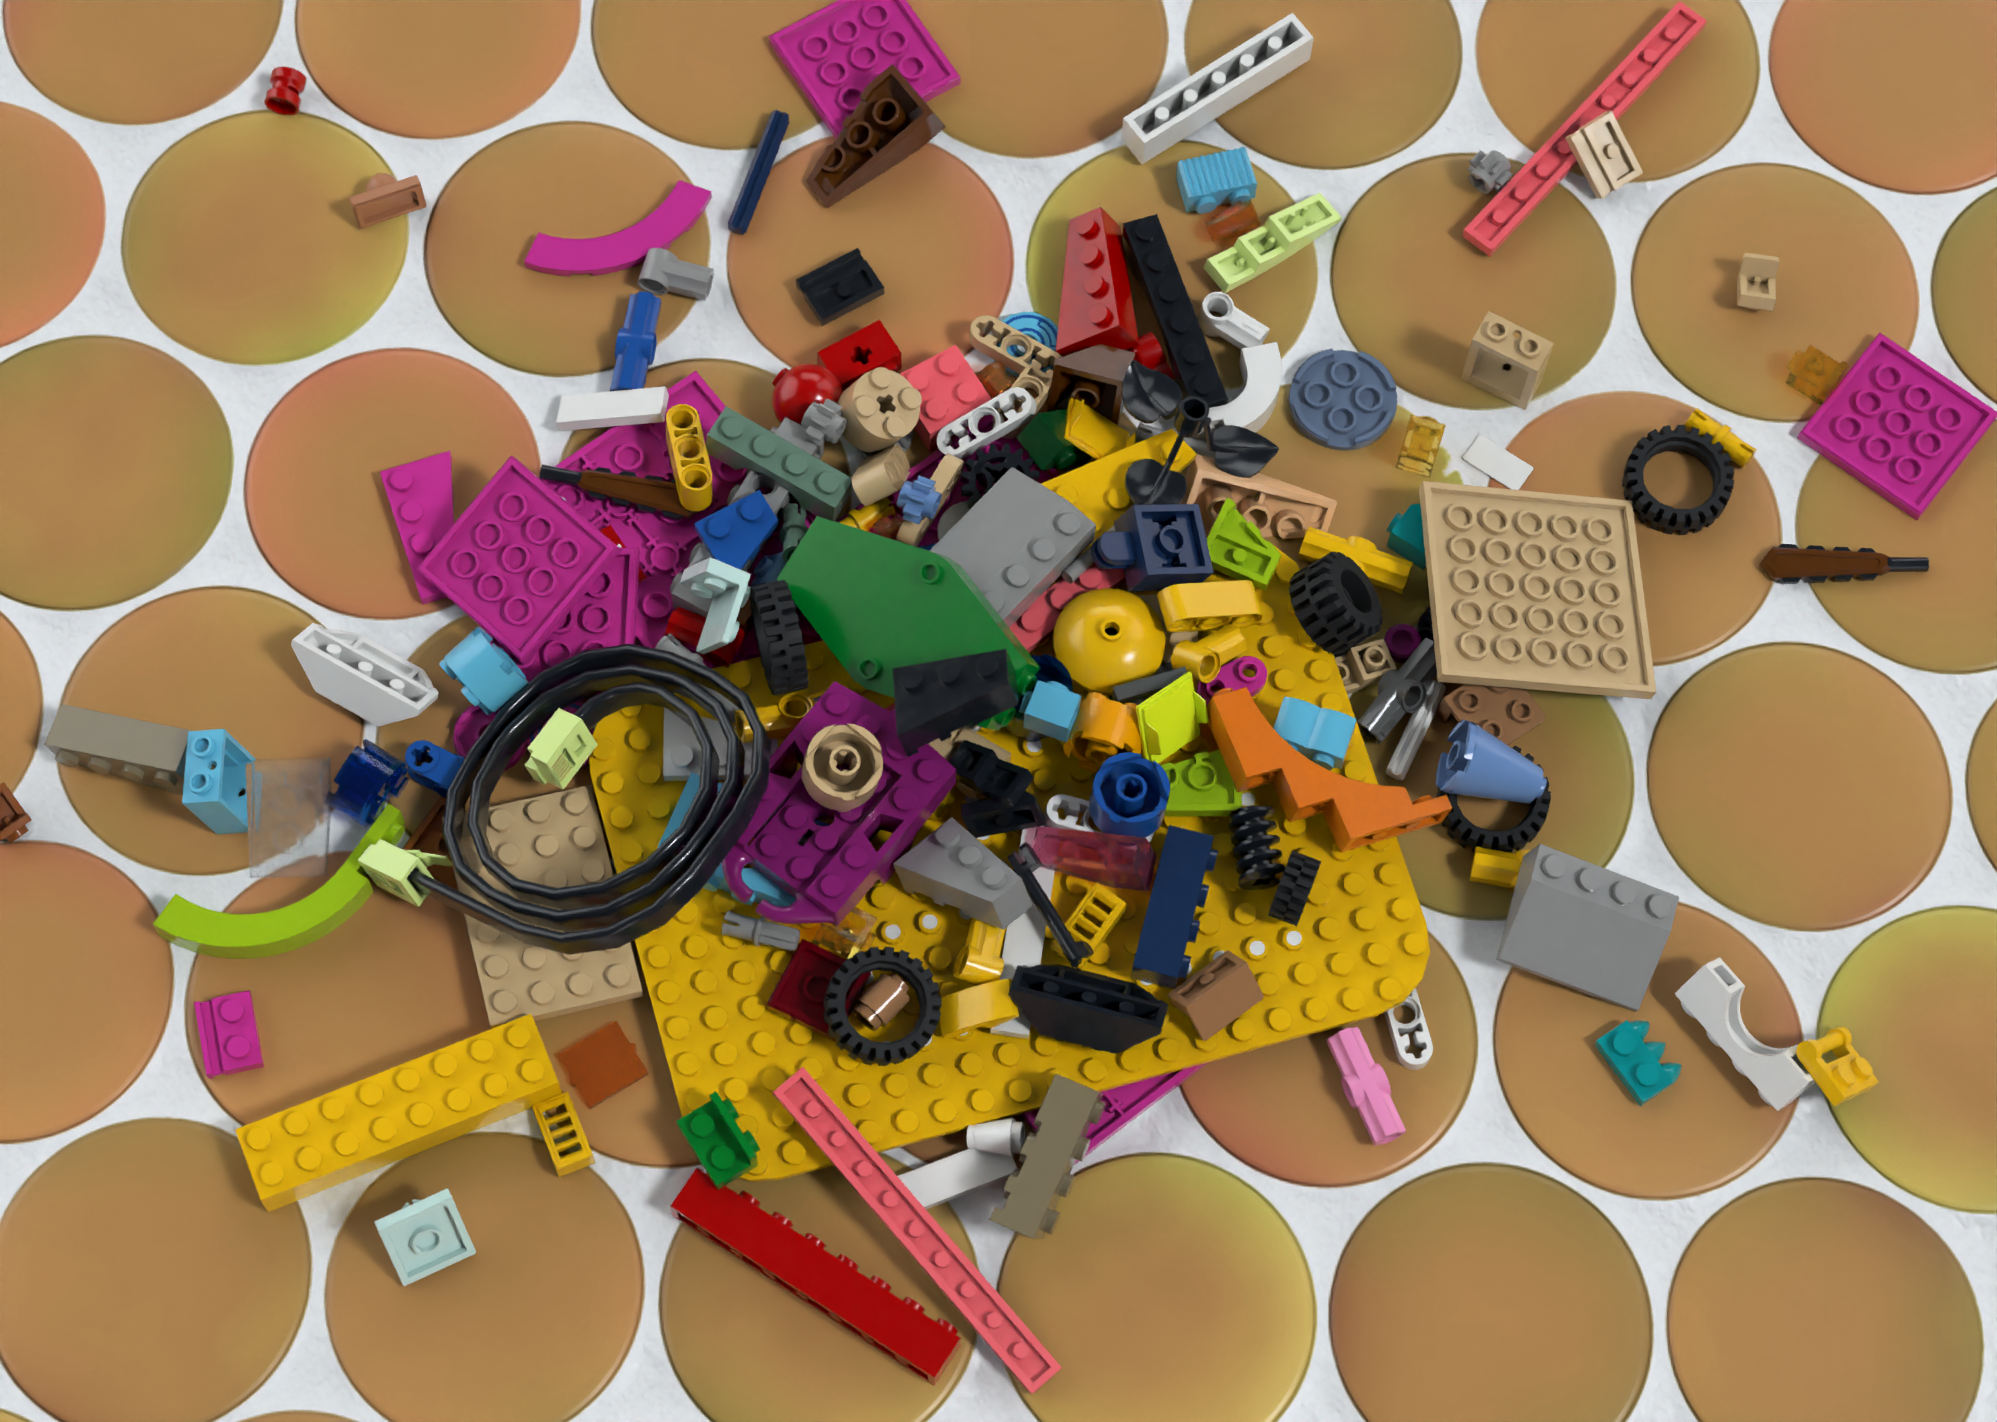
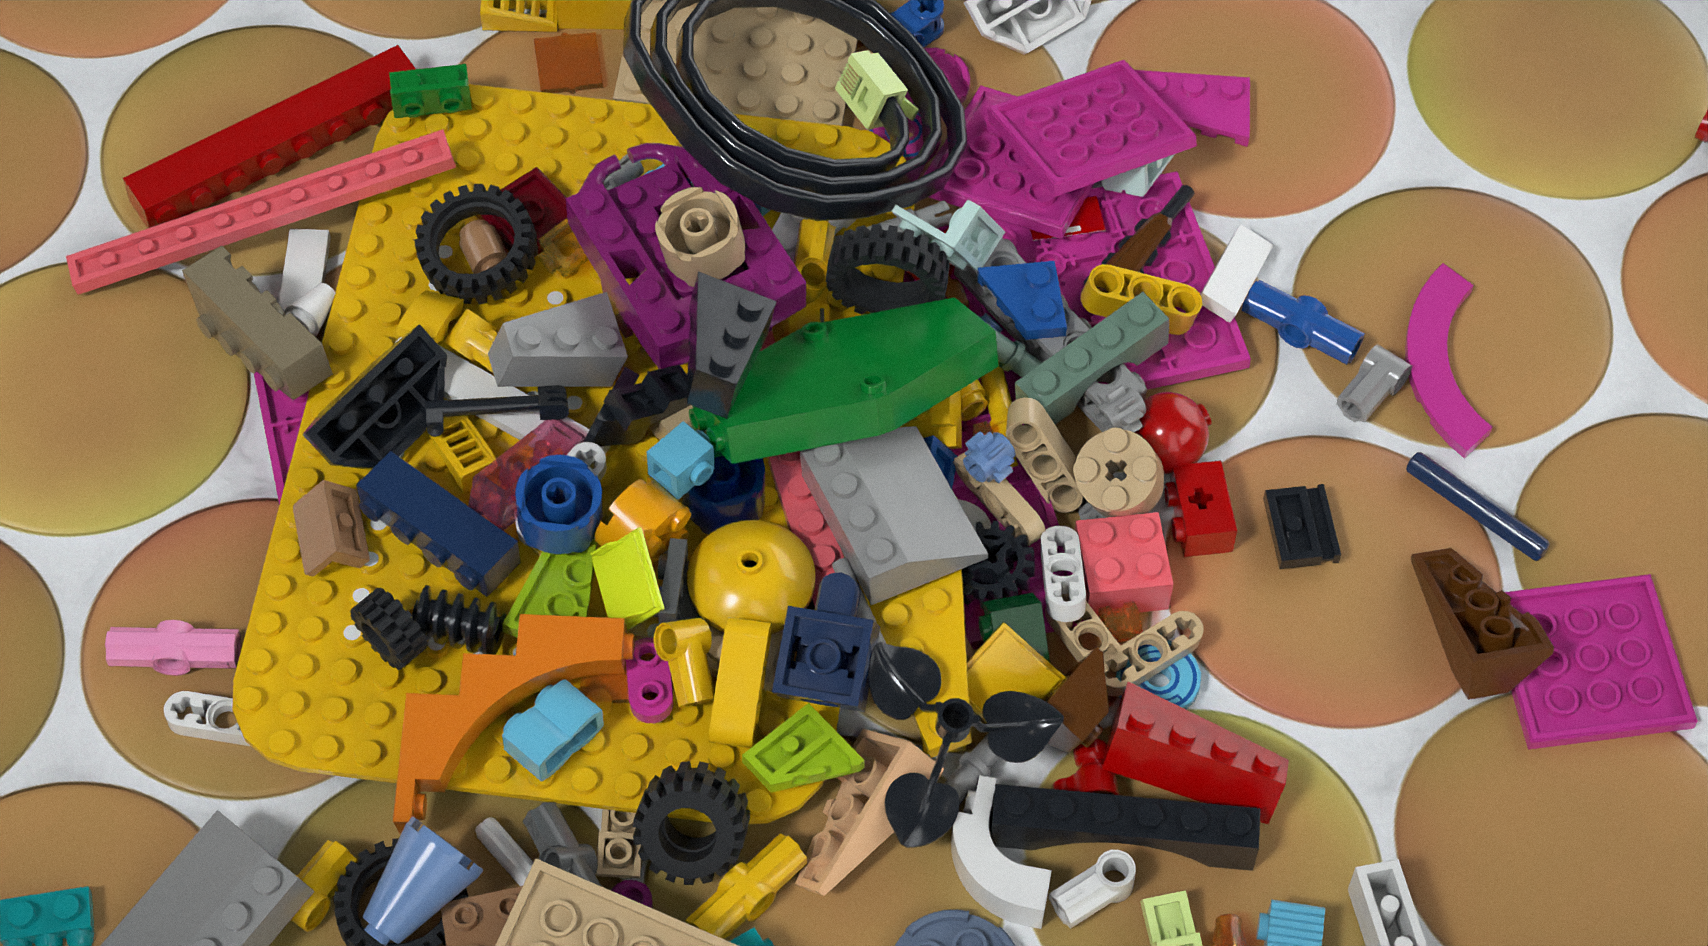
camera: 115 degrees right, 10 degrees down
(387, 199) = (1560, 172): nougat tile -> none
(484, 671) = (985, 65): medium azure brick -> none

